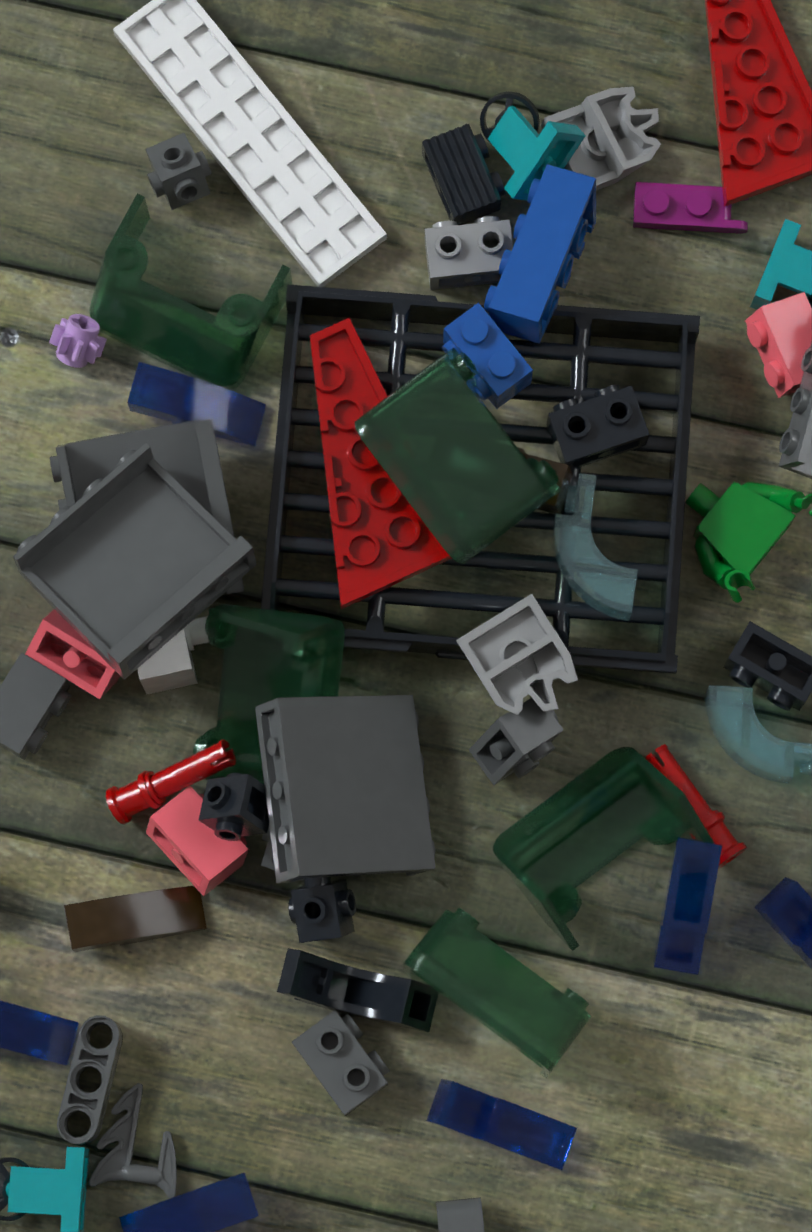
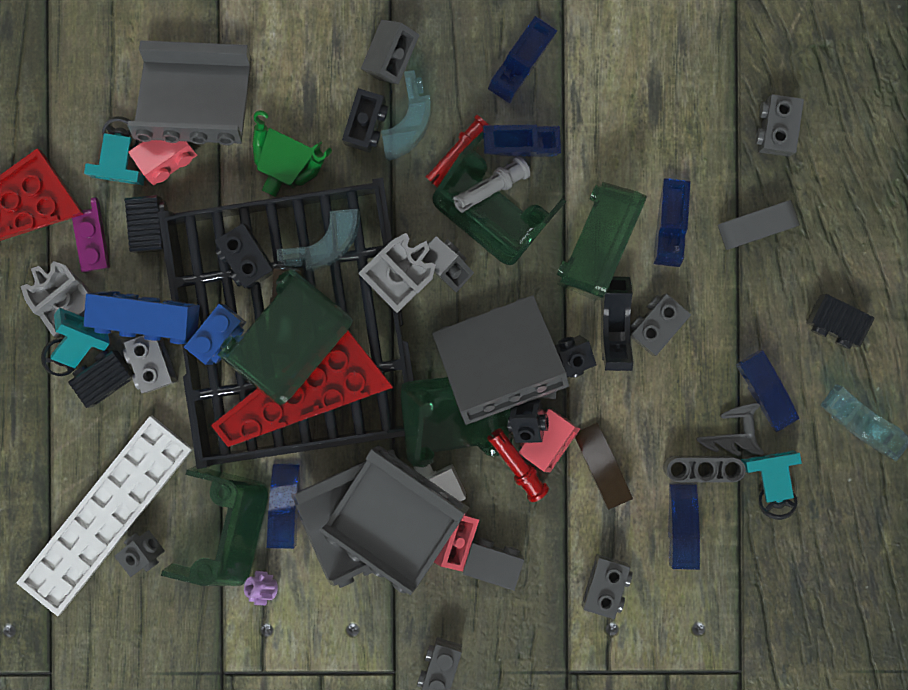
camera: 105 degrees left, 10 degrees up
(632, 862) = (501, 179): none -> light grey pin
(689, 292) = (144, 223): none -> black brick

